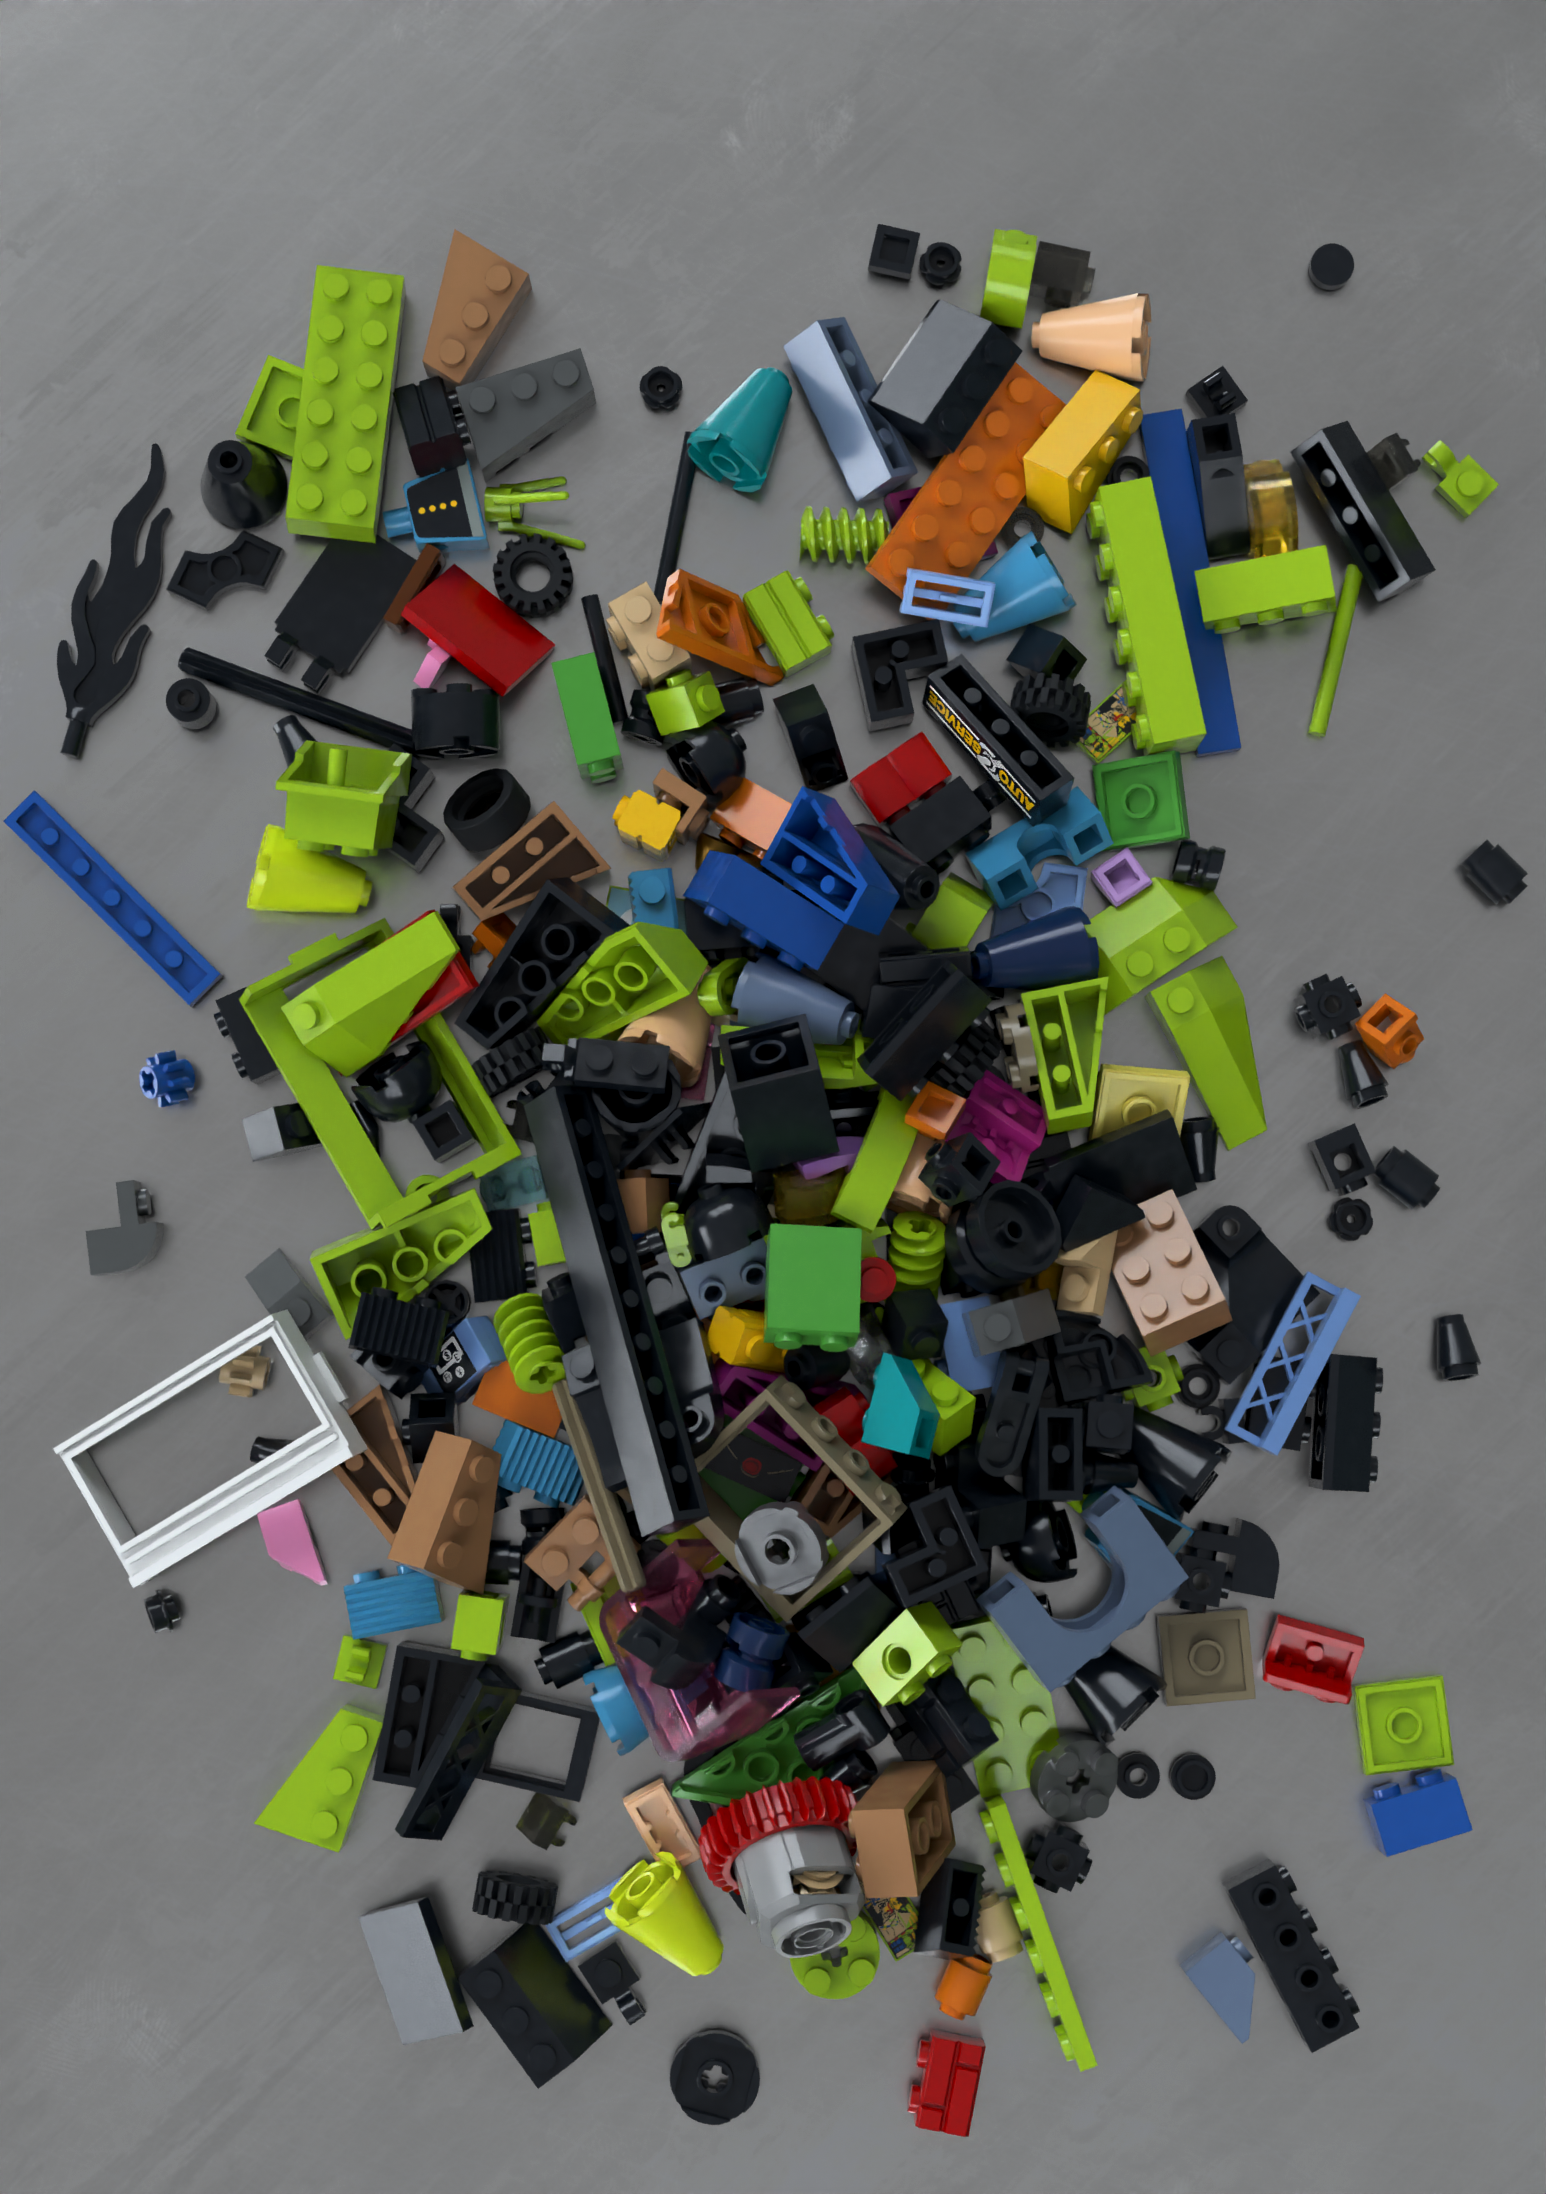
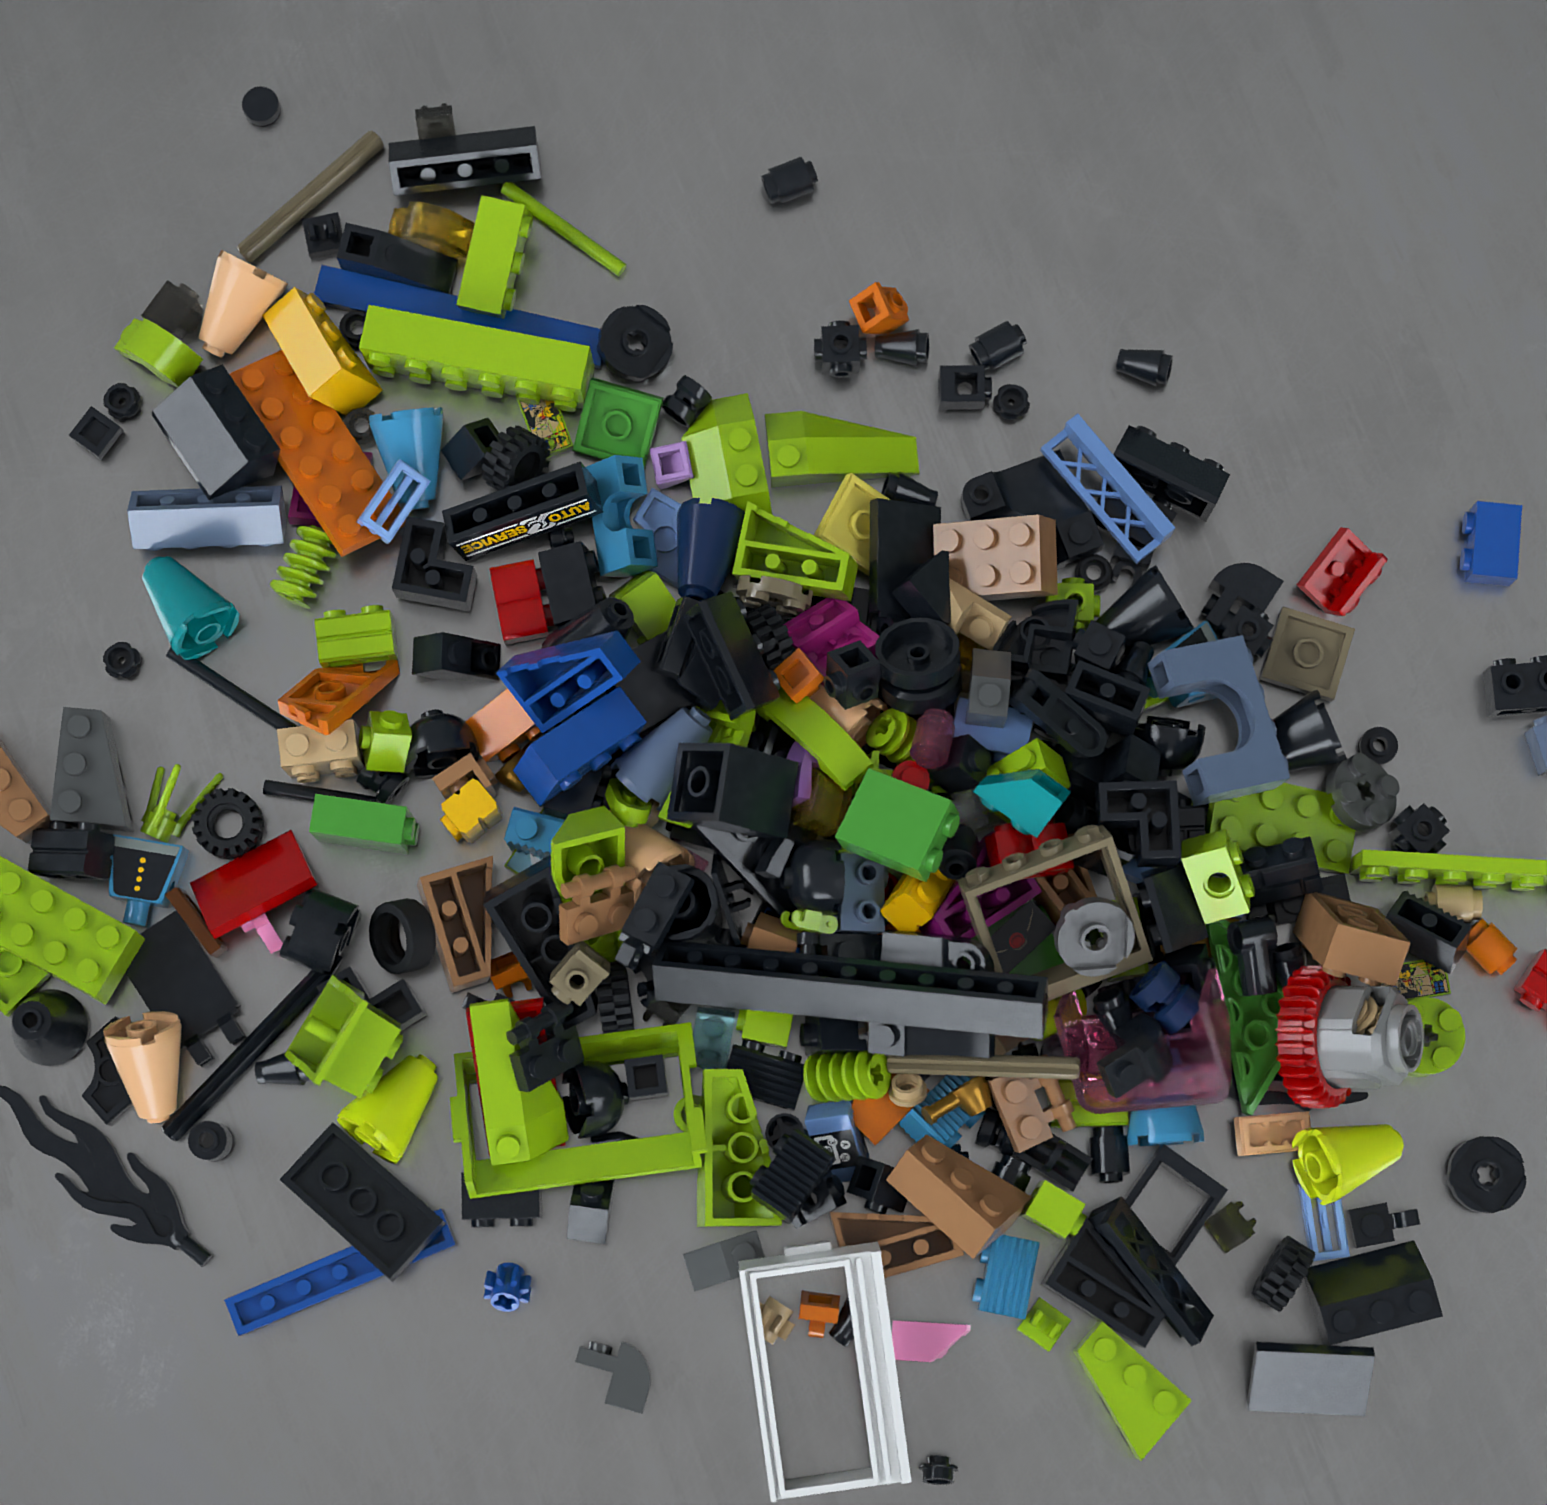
camera: 65 degrees left, 5 degrees down
(192, 889) = (362, 1202): none -> black plate
(246, 601) = (148, 1061): none -> light nougat cone
(276, 1416) = (819, 1309): none -> orange tile
(419, 1018) = (549, 1055): none -> black plate
(529, 1008) = (580, 961): none -> dark tan brick
(541, 1415) = (907, 1090): none -> tan plate
(563, 1484) = (971, 1096): none -> pearl gold bar
(587, 1004) = (599, 913): none -> medium nougat plate
(740, 700) = (402, 698): black brick -> none
(926, 1285) = (932, 739): none -> clear pink brick
(1193, 1776) = (1396, 703): black plate -> none
(1225, 761) = (631, 321): none -> black plate
(1253, 363) = (310, 196): none -> dark tan axle
(1403, 1724) = (1419, 526): lime tile -> none
(1463, 483) = (474, 78): lime plate -> none

